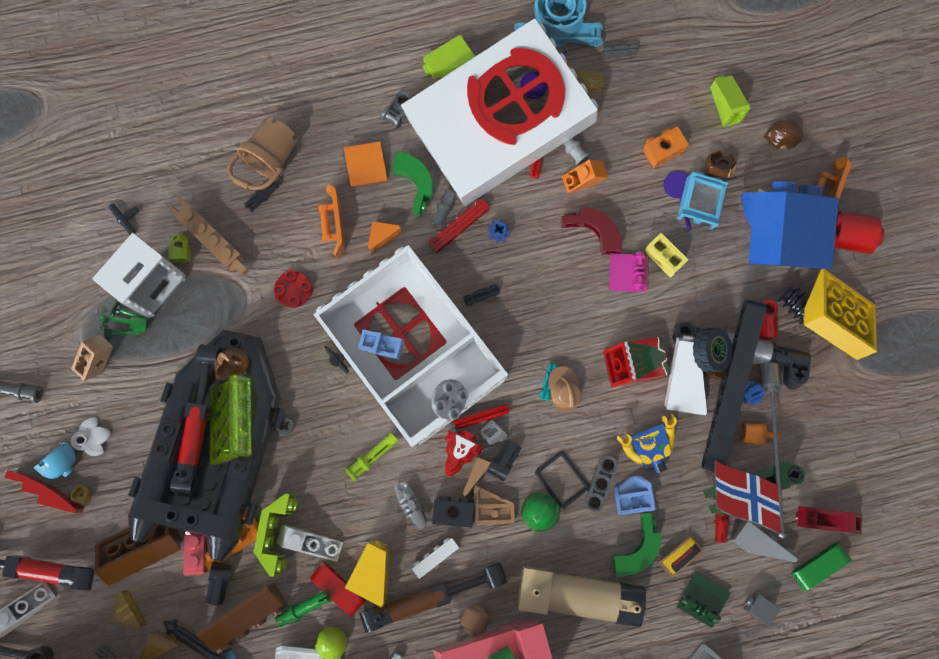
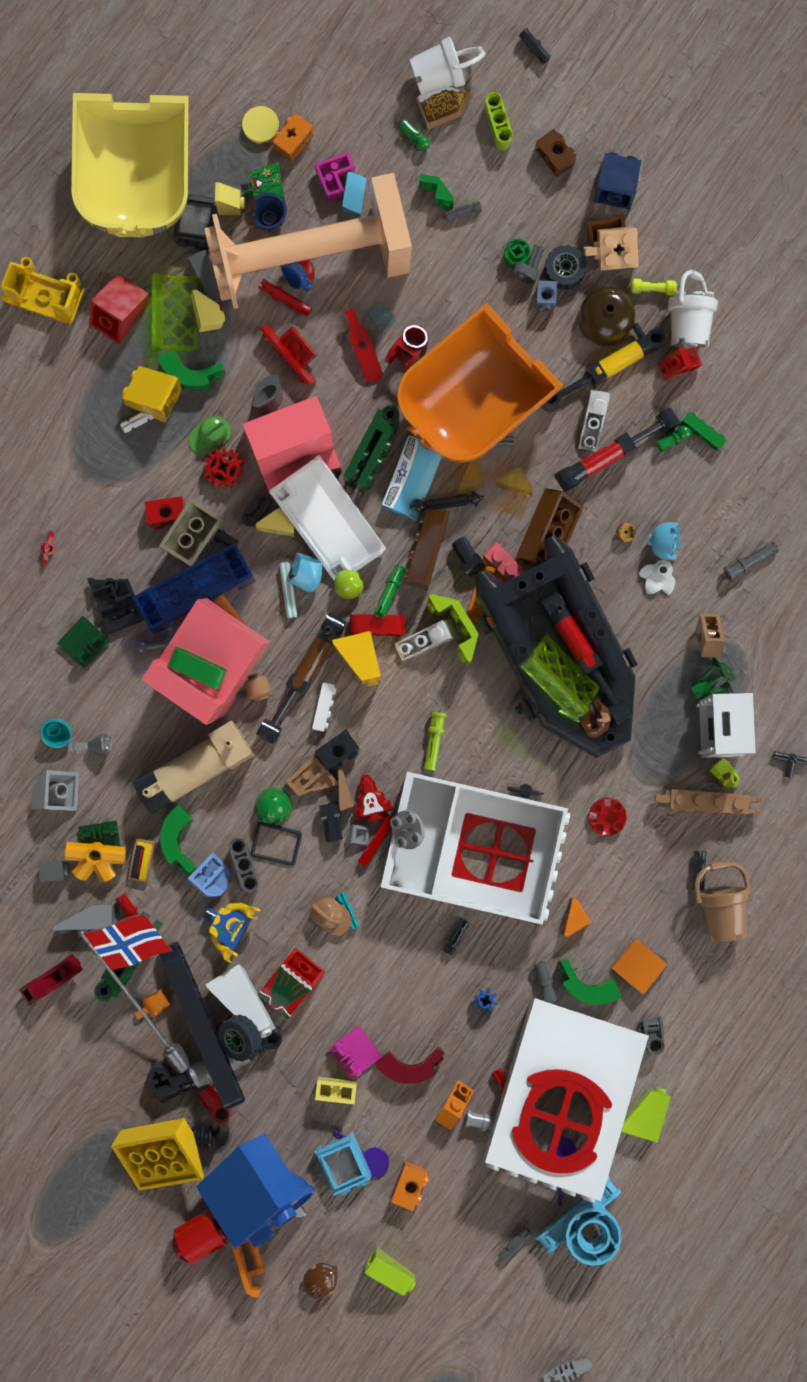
camera: 135 degrees right, 5 degrees up
(47, 493) = (648, 512): red slope -> none
(339, 236) = (607, 889): orange piece -> none
(381, 344) = (495, 828): medium blue slope -> none
(410, 505) = (374, 729): light grey hinge -> none
(461, 223) = (521, 976): red piece -> none
(592, 80) = (516, 1196): clear yellow piece -> none
(720, 164) = (352, 1207): reddish brown hair -> none
(726, 590) = (88, 862): none -> light orange piece
(753, 393) = (182, 1033): blue gear -> none
(821, 566) = (31, 940): green beam -> none

